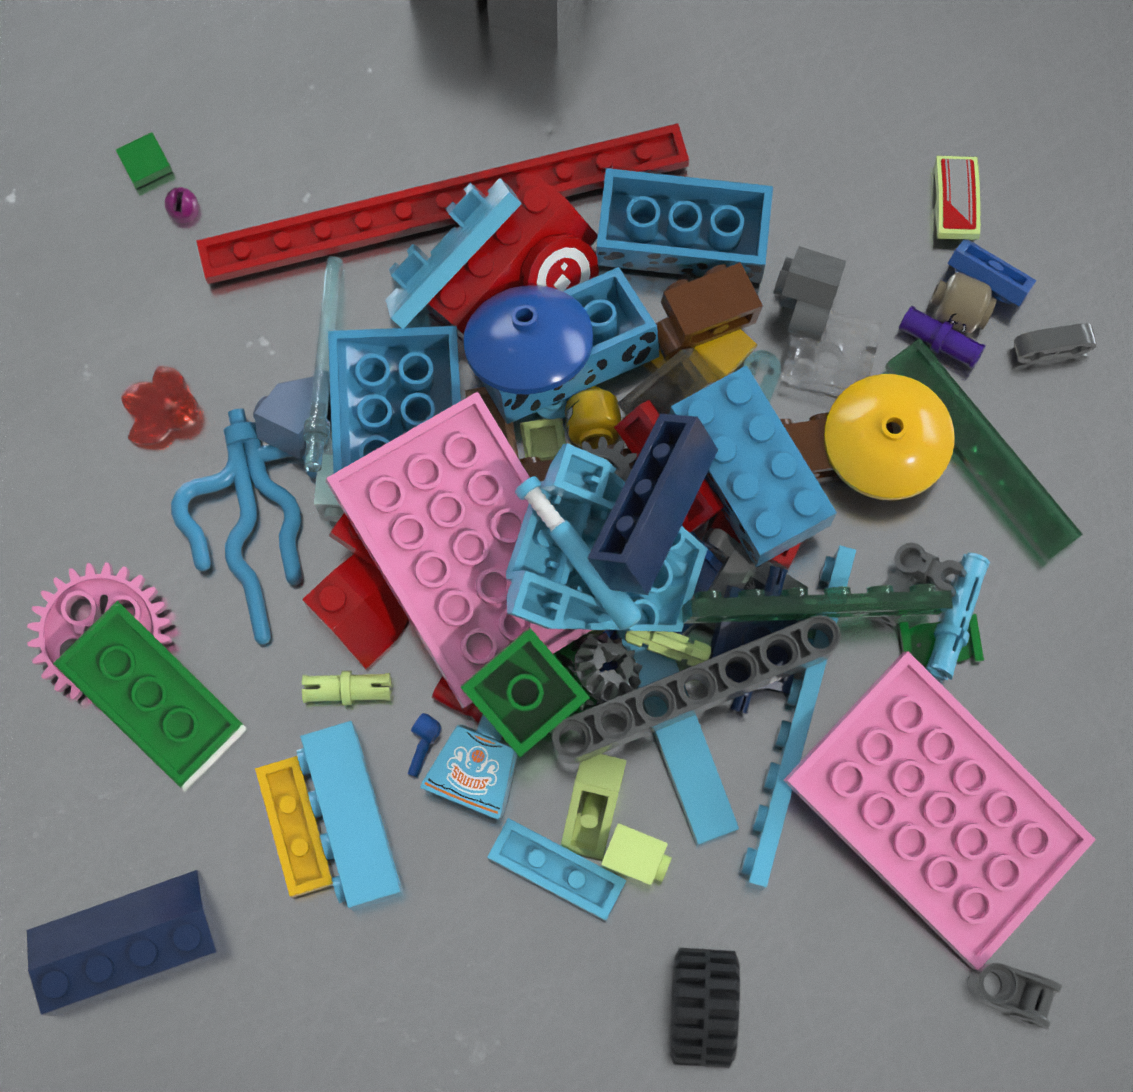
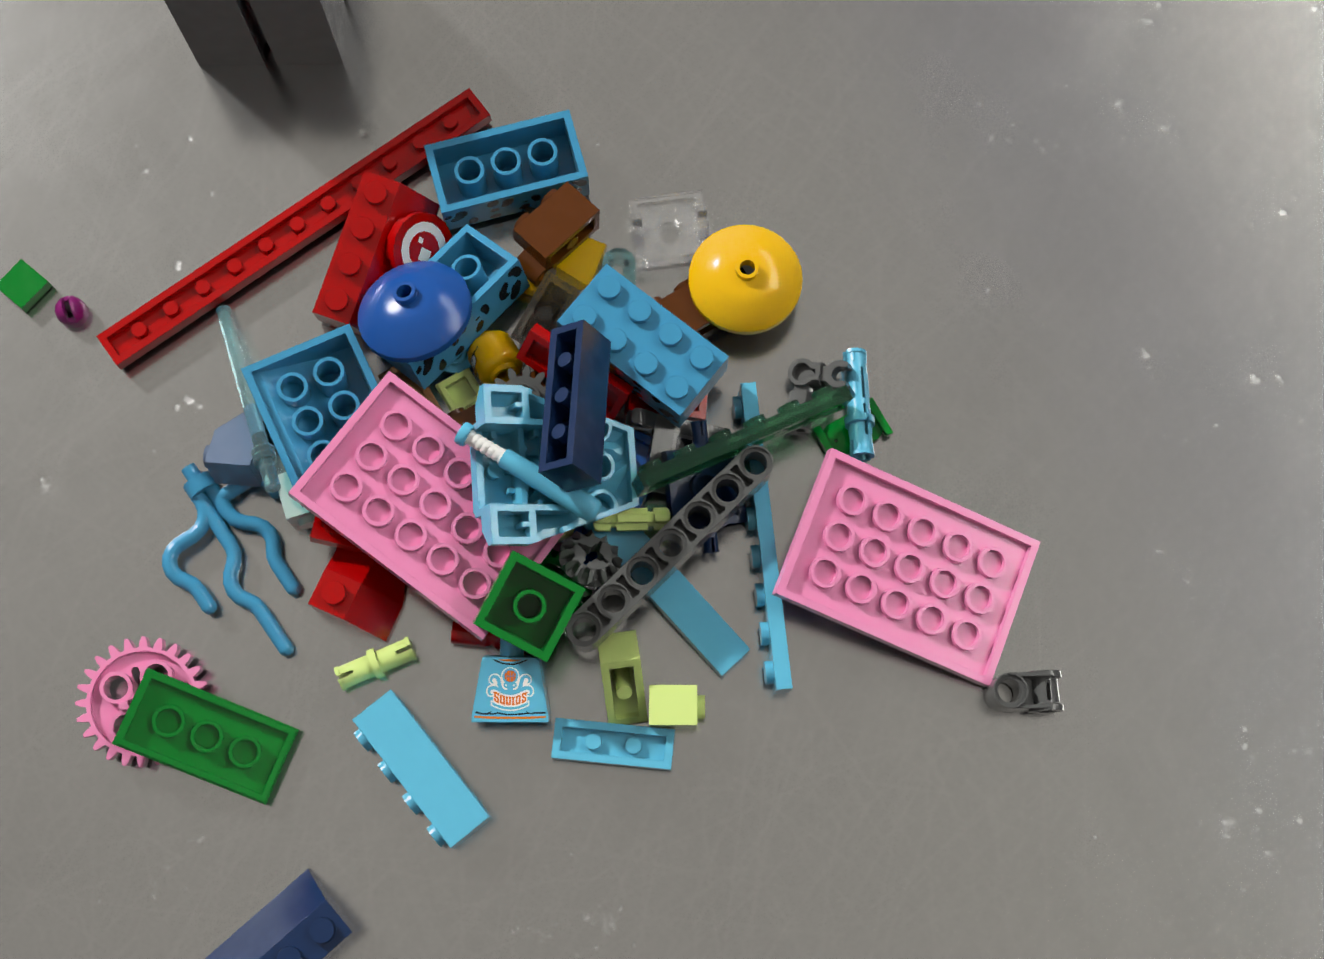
camera: 25 degrees left, 0 degrees up
(154, 406) = (115, 489): clear red plate -> none
(294, 827) = (377, 798): yellow plate -> none
(425, 276) = (305, 293): medium azure hinge -> none
(428, 730) = (458, 671): blue hand -> none
(705, 1007) = (782, 808): black tyre -> none
(809, 288) = (633, 182): dark grey hinge -> none
(941, 337) = (754, 183): dark purple pin -> none
(957, 197) = (723, 65): slope -> none
(963, 302) = (761, 149): dark tan head -> none
(991, 457) = (834, 266): clear green plate -> none
(1005, 281) = (761, 113): blue plate -> none
(1055, 343) = (847, 153): dark grey beam -> none

